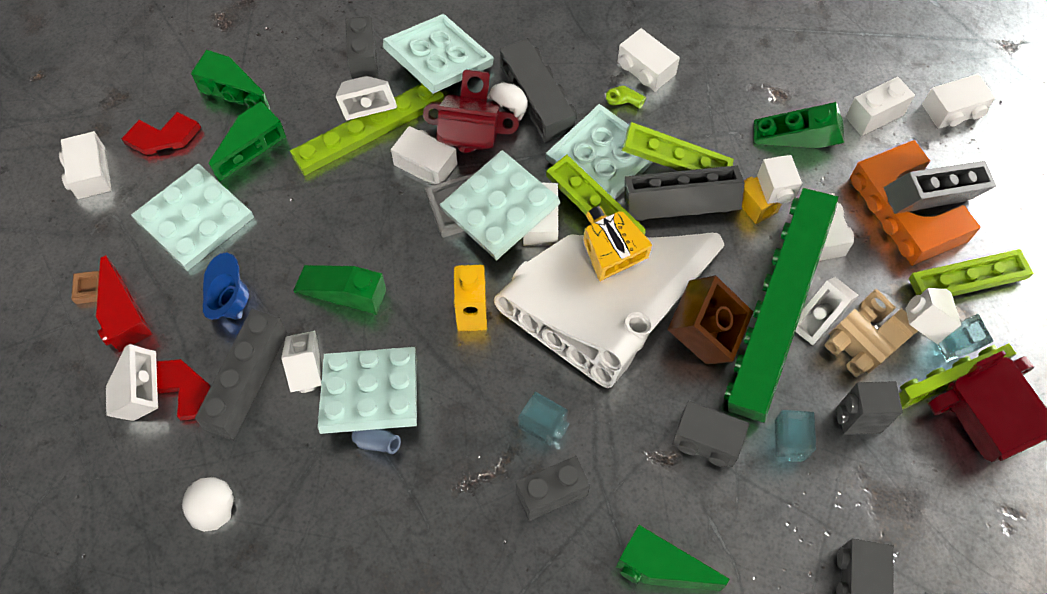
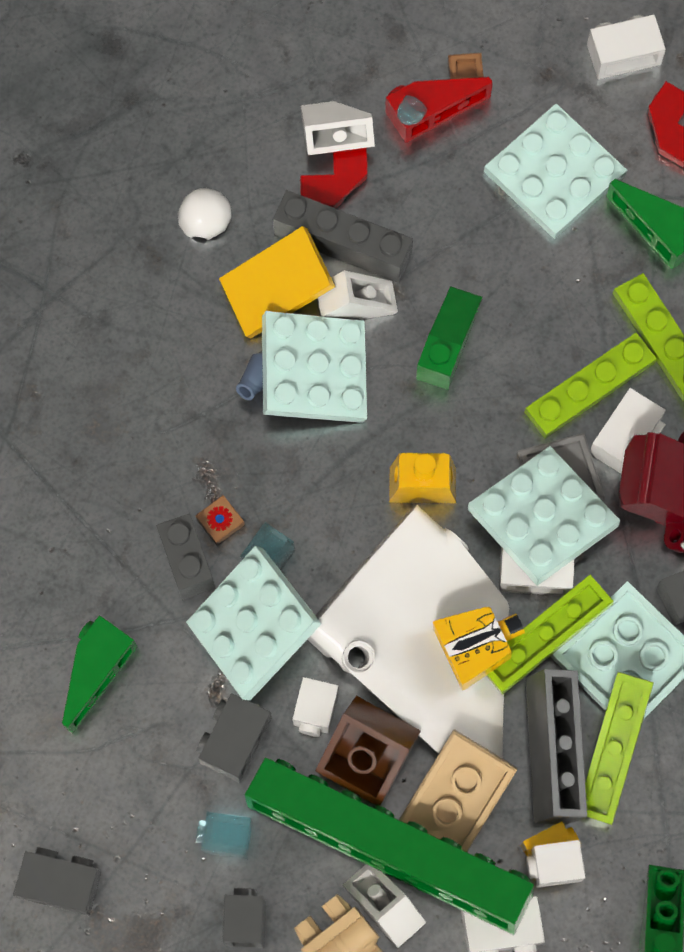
camera: 95 degrees right, 10 degrees up
(127, 313) = (411, 110): none -> clear light blue hinge
(223, 290) = (444, 211): blue piece -> none
(285, 425) = (277, 280): none -> yellow tile
(384, 187) = (590, 385): none -> lime plate
(512, 465) = (220, 520): none -> medium nougat tile
(613, 417) = (253, 623): none -> light aqua plate
(674, 370) = (315, 707): none -> white brick
(731, 257) = (459, 790): none -> tan tile

